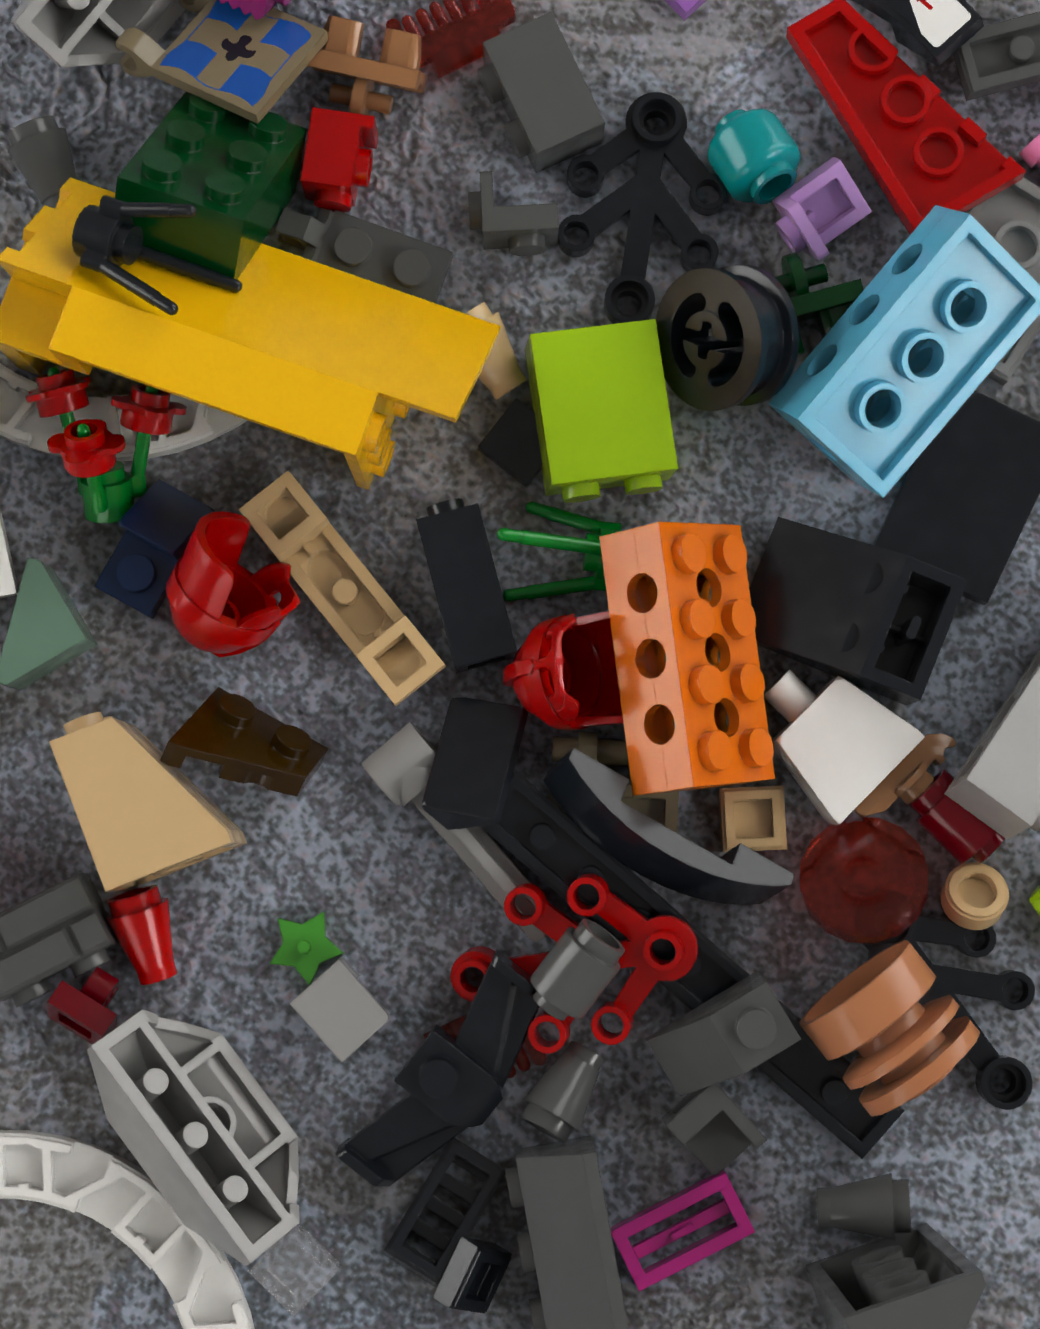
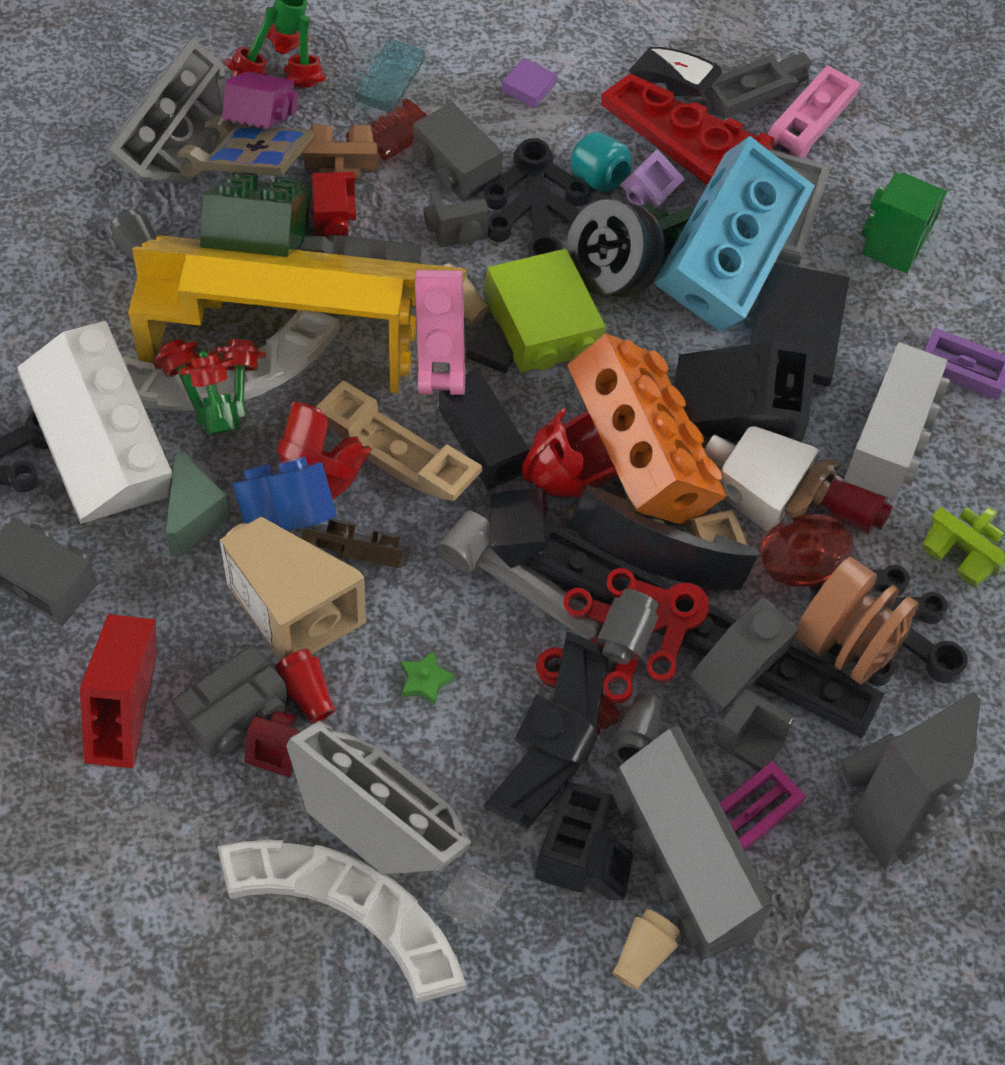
camera: 15 degrees left, 25 degrees down
(108, 238) = (207, 231): black plant -> none
(152, 544) = (256, 443): dark blue slope -> none
(161, 666) = (287, 497): none -> blue brick
(340, 1009) = (461, 703): light grey panel -> none
(421, 467) = (440, 330): none -> bright pink plate
(589, 547) = (565, 394): green plant -> none
(974, 896) = (885, 550): tan tile -> none

